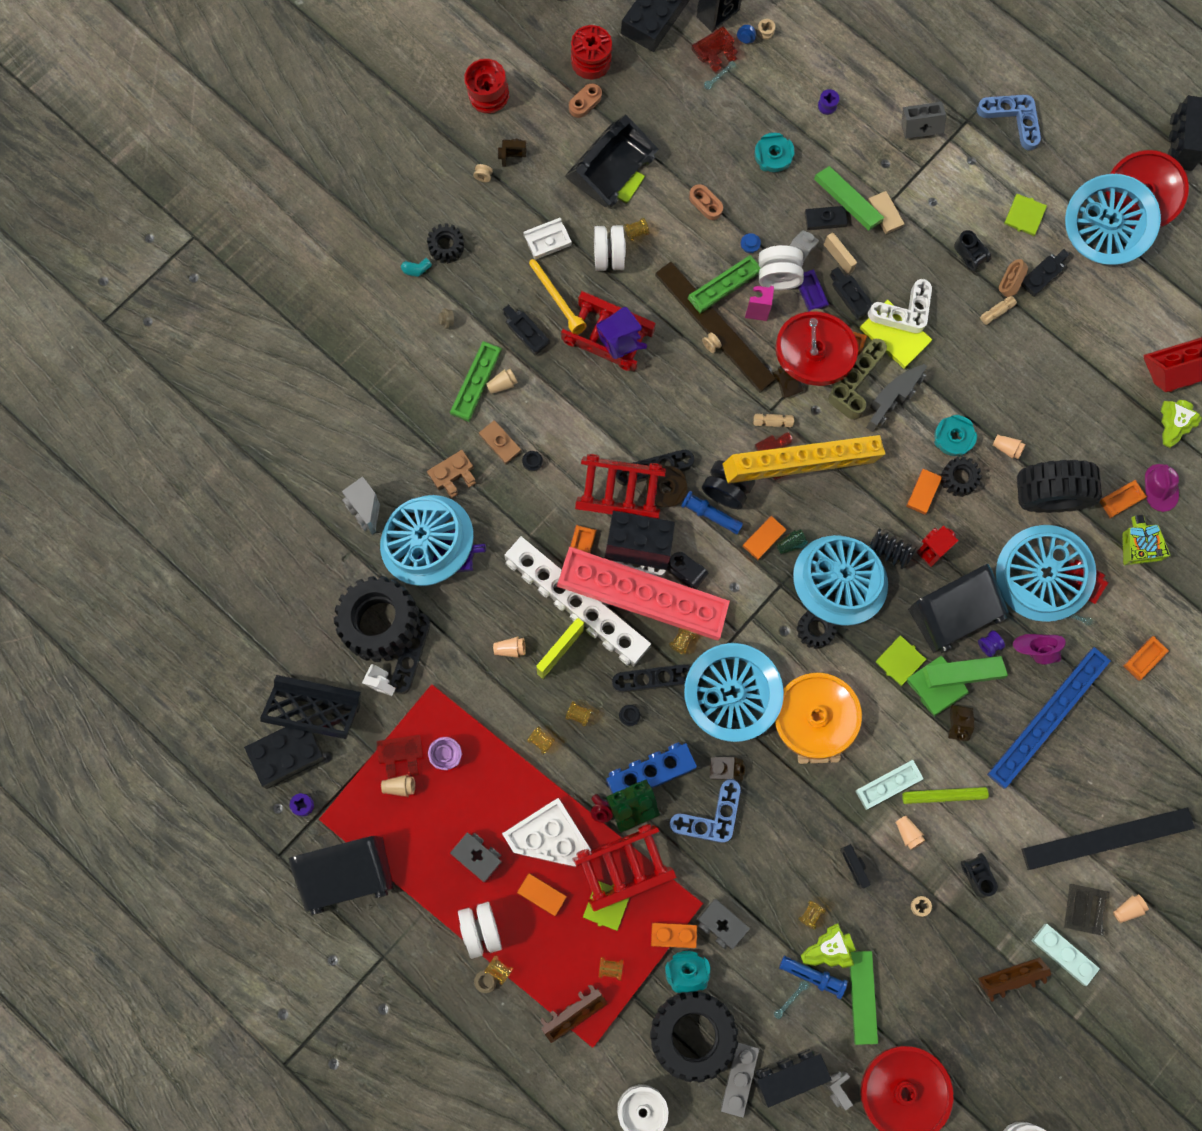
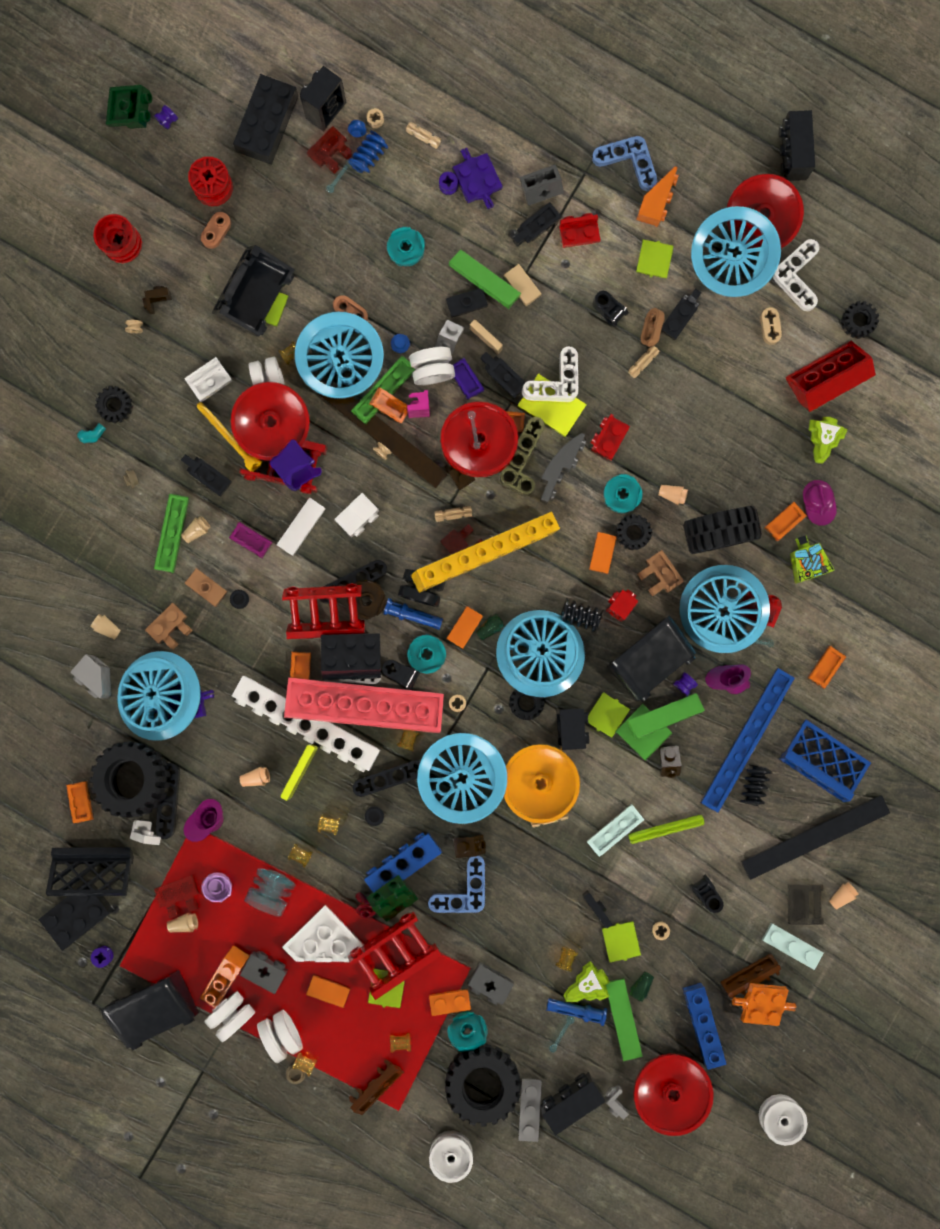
camera: 10 degrees left, 10 degrees up
(316, 634) = (80, 802): none -> orange plate
(385, 459) = (105, 627): none -> tan cone
(427, 893) = (229, 1015): none -> white wheel
(431, 853) = (224, 976): none -> orange slope
(447, 679) = (204, 820): none -> magenta piece
(502, 768) = (268, 895): none -> clear light blue wheel
(557, 403) = (250, 540): none -> magenta plate
(604, 281) = (268, 419): none -> red dish
(612, 401) = (301, 526): none -> white tile
(673, 400) = (357, 515): none -> white brick
(682, 212) = (327, 328): none -> medium azure piece
(725, 547) = (431, 644): none -> teal plate
(729, 298) = (389, 405): none -> orange tile
(746, 619) = (452, 699): none -> tan bush
(753, 57) = (368, 152): none -> blue piece
(811, 53) = (423, 135): none -> tan axle
(858, 103) = (477, 178): none -> dark purple plate
(863, 660) = (572, 729): none -> black brick
(874, 910) = (621, 941): none -> lime piece
(890, 964) = (641, 987): none -> clear green cone
(910, 833) = (640, 869): light nougat cone -> none
(911, 158) = (537, 224): none -> black hinge
(950, 377) = (610, 437): none -> red bracket
(953, 171) = (579, 230): none -> red bracket
(953, 1023) = (704, 1026): none -> blue brick
(986, 523) = (664, 572): none -> medium nougat plate
(1025, 1012) = (764, 1004): none -> orange plate
(1034, 159) = (654, 201): none -> orange slope
(1050, 767) = (755, 785): none -> black piece
(1123, 773) = (819, 776): none -> blue fence
(1140, 301) = (775, 325): none -> tan beam
(1164, 259) = (791, 277): none -> white beam

